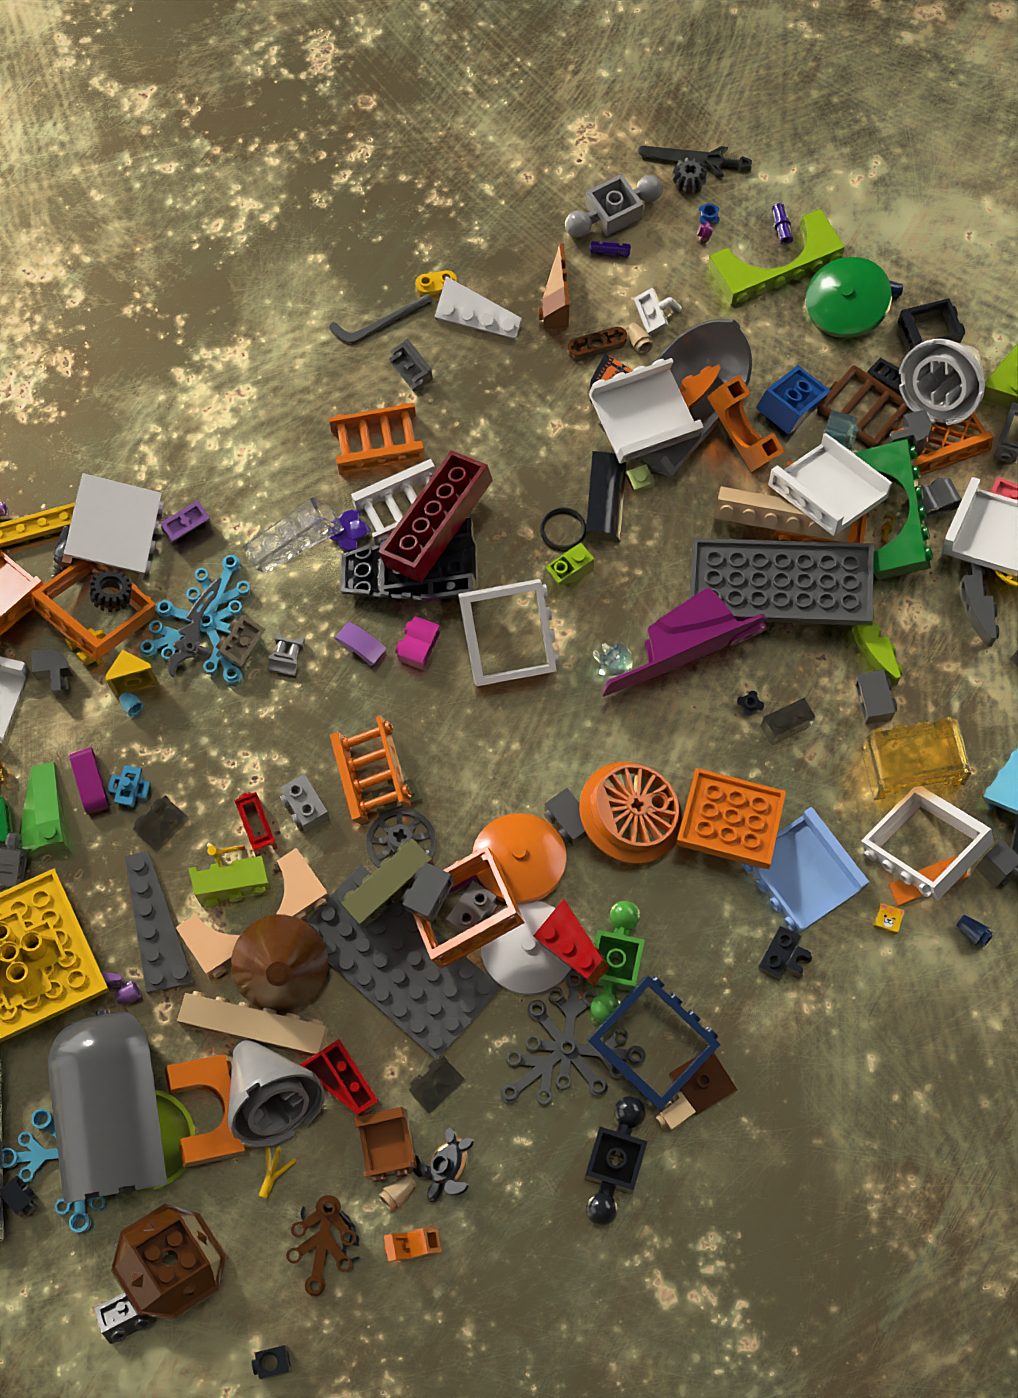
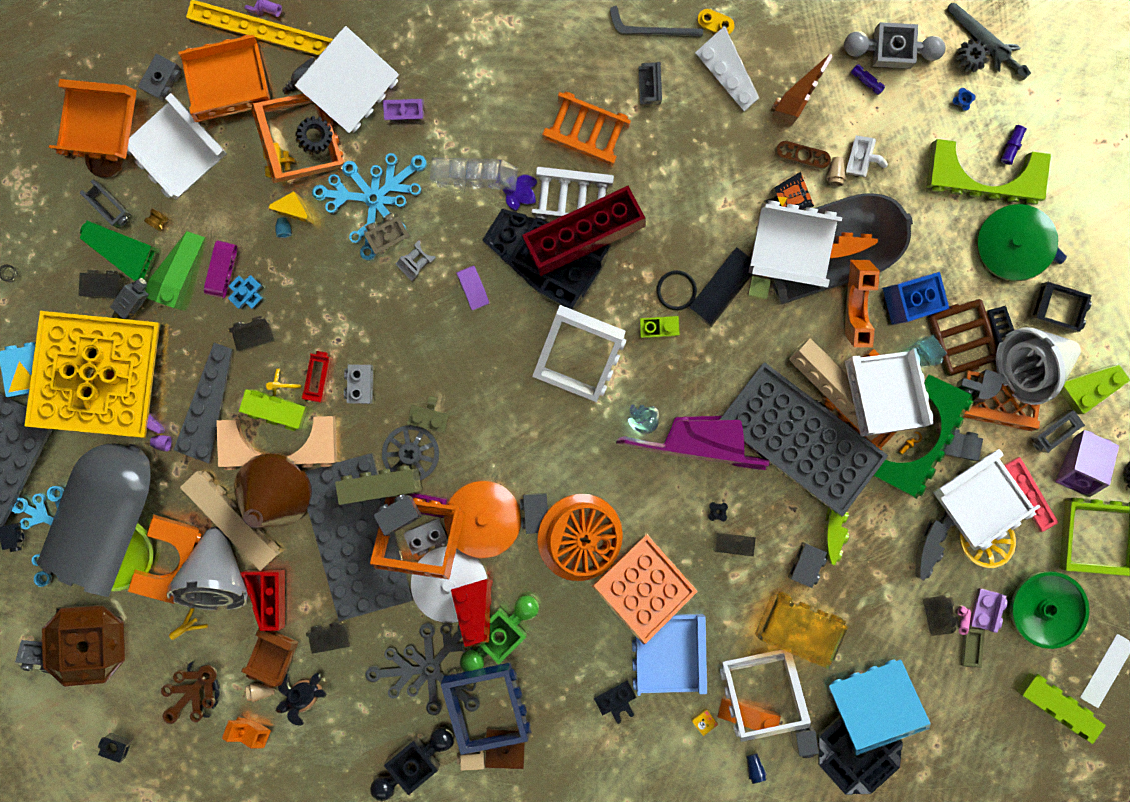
camera: 30 degrees right, 20 degrees up
(53, 666) = (244, 164): dark grey brick -> none
(190, 644) = (350, 210): dark grey piece -> none
(348, 766) = (400, 391): orange fence -> none
(418, 642) = (514, 314): dark pink brick -> none
(705, 231) = (949, 113): magenta plate -> none

